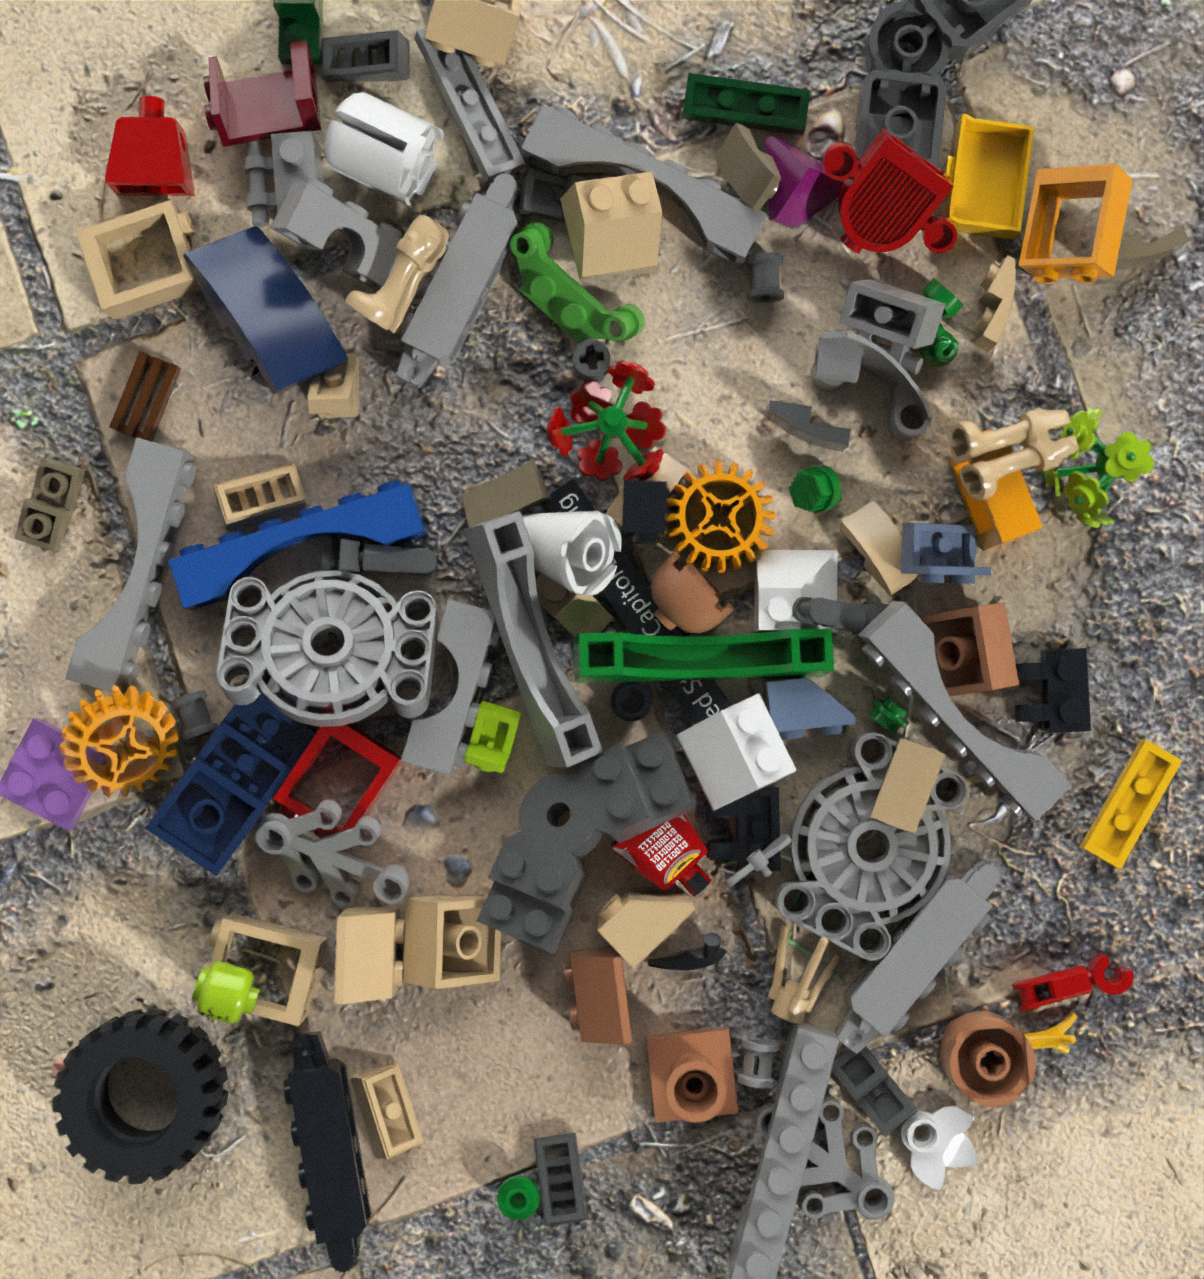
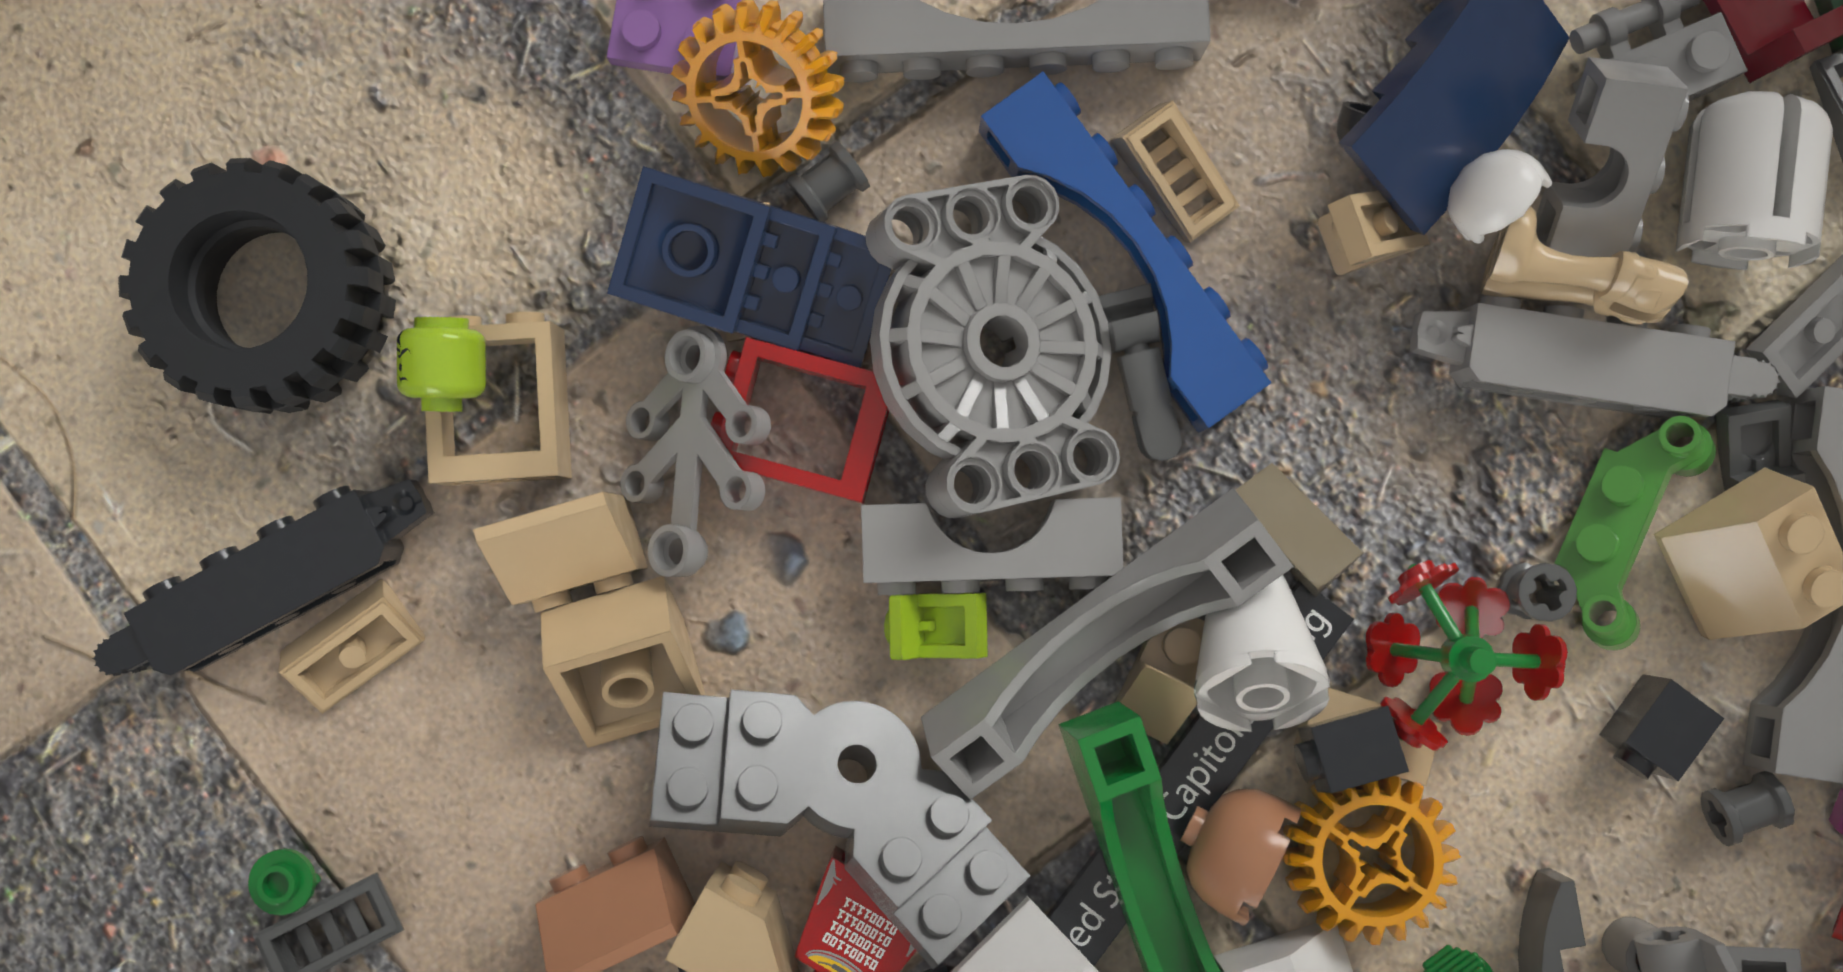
camera: 75 degrees right, 0 degrees up
(334, 311) = (1495, 192): none -> white hair
(631, 701) = (1055, 810): black plate -> none
(699, 315) = (1660, 728): none -> black brick

